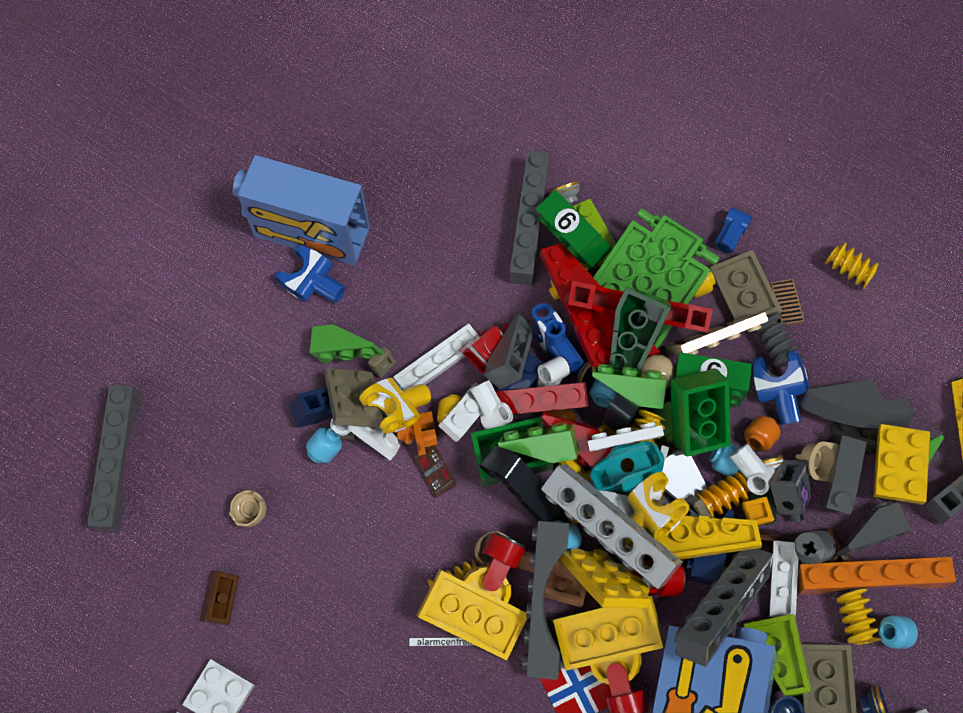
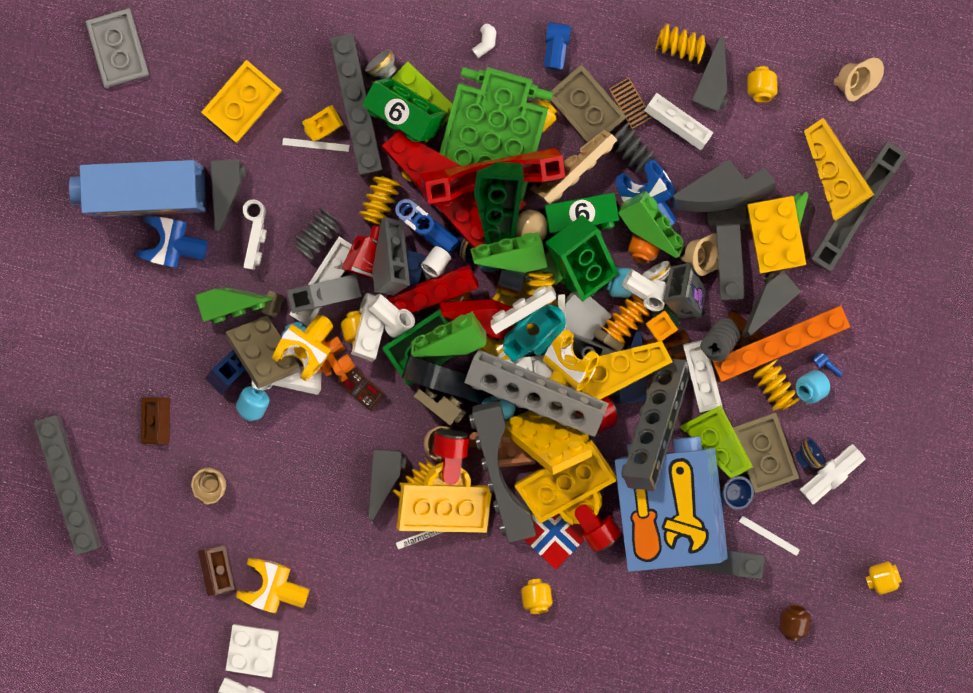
camera: 20 degrees left, 20 degrees up
(225, 431) = (155, 420): none -> reddish brown slope
(268, 636) = (274, 587): none -> yellow connector
(335, 107) = (117, 48): none -> light grey tile
(381, 248) = (226, 185): none -> dark grey slope
(392, 297) = (257, 235): none -> white plate
(424, 564) = (385, 472): none -> dark grey slope
(426, 182) = (241, 101): none -> yellow plate
(432, 364) = (323, 293): none -> dark grey slope
(448, 312) = (316, 233): none -> dark grey piece
(478, 242) = (314, 144): none -> white sticker
(492, 224) = (322, 123): none -> yellow bracket
(511, 513) = (447, 408): none -> dark tan plate
(519, 302) = (379, 199): none -> yellow piece
(670, 206) = (488, 40): none -> white arm
(773, 404) = (647, 221): none -> bright green slope
(829, 333) = (678, 121): none -> white plate
(874, 309) = (713, 83): none -> dark grey slope
(914, 609) = (821, 359): none -> blue hand
(921, 326) = (762, 84): none -> yellow head

